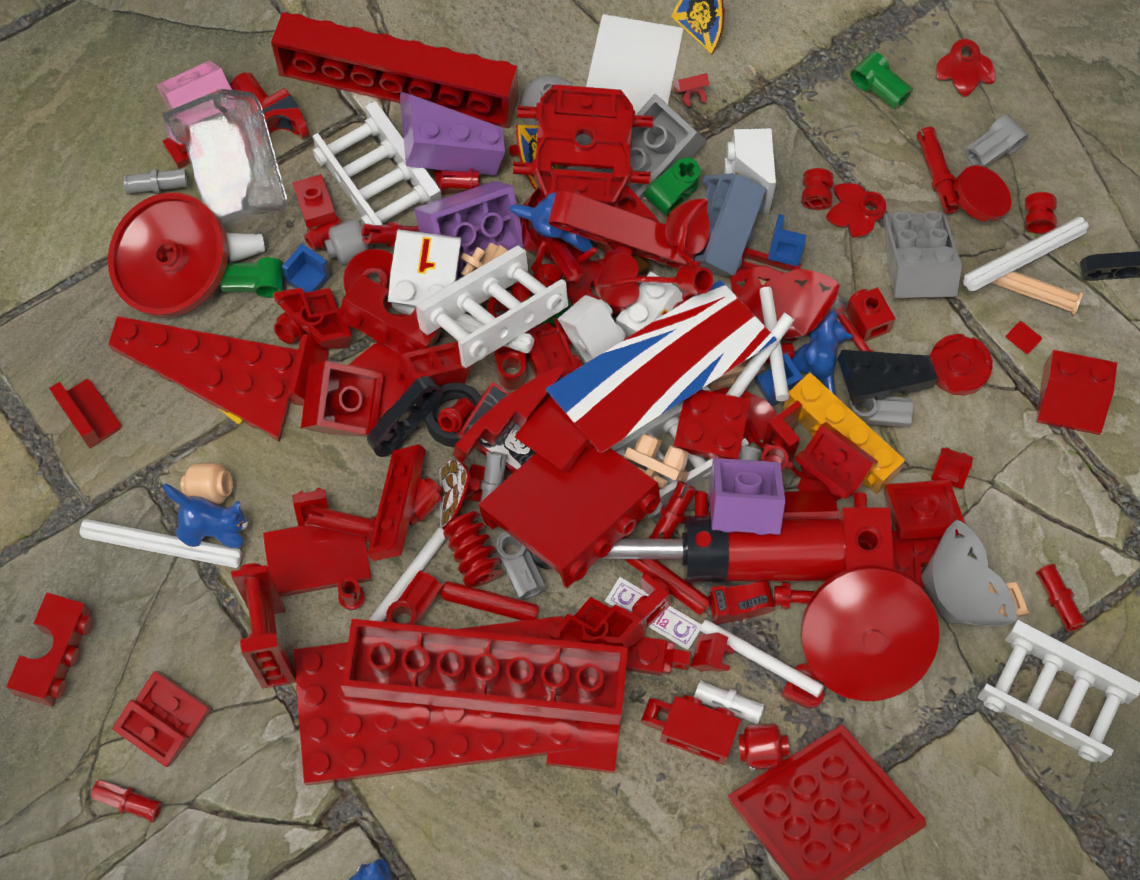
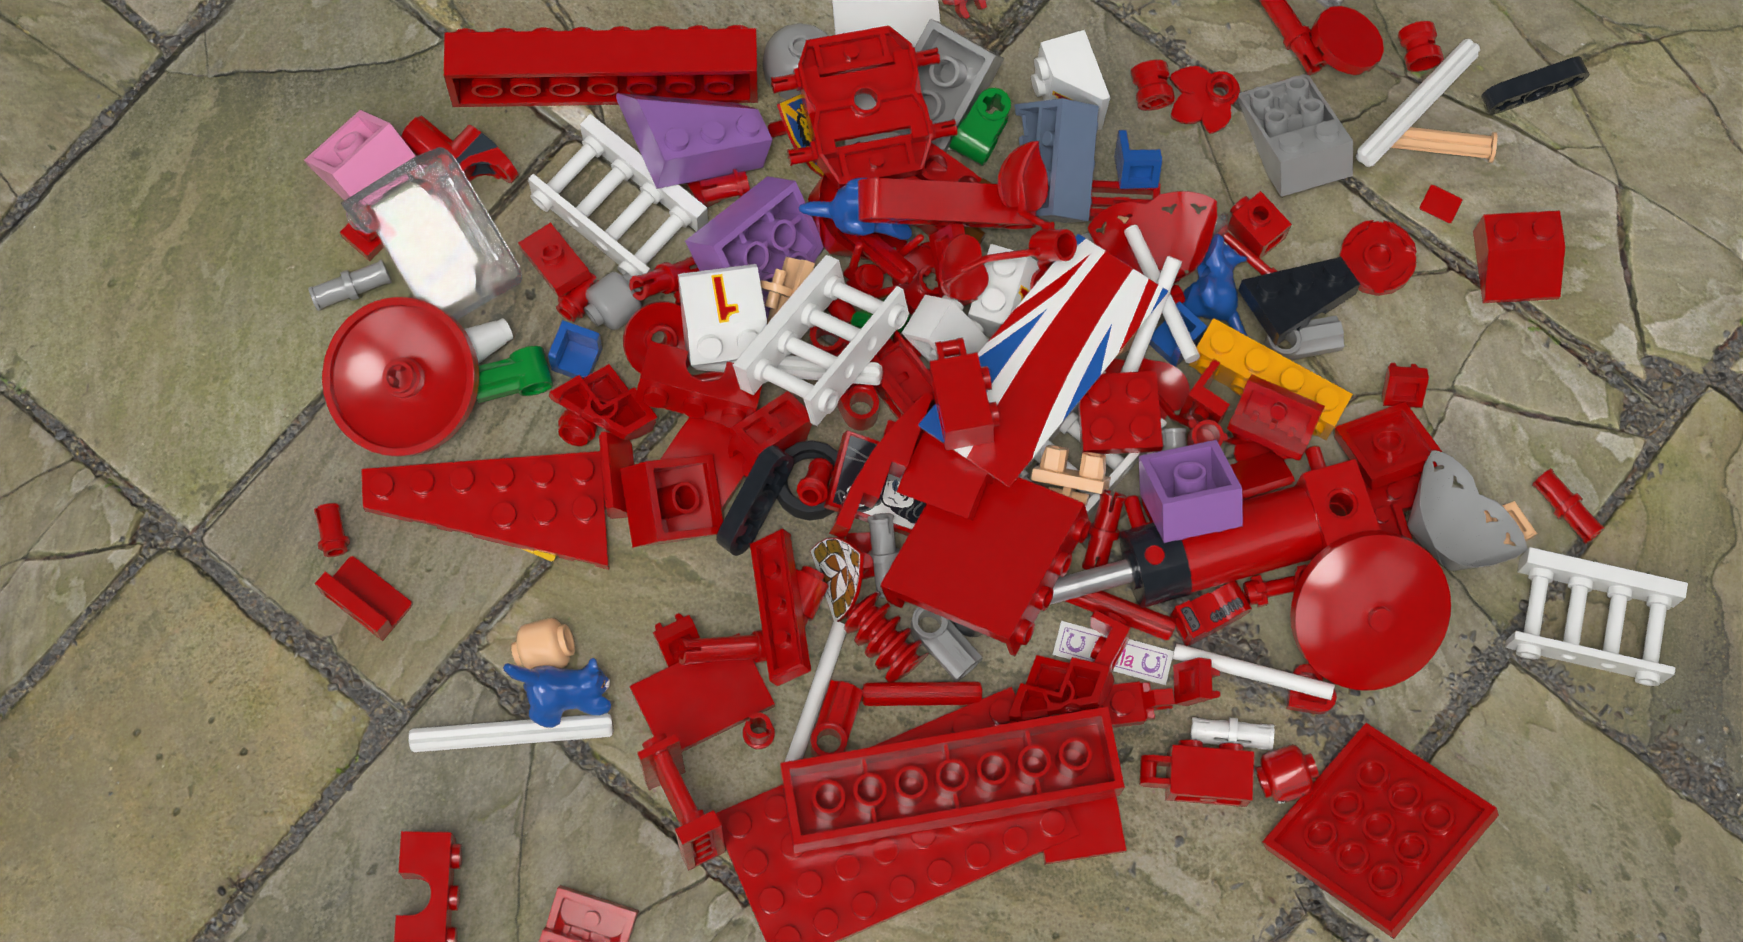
camera: 20 degrees left, 5 degrees up
(77, 362) = (331, 531): none -> red pin
(584, 374) = (961, 396): none -> red brick

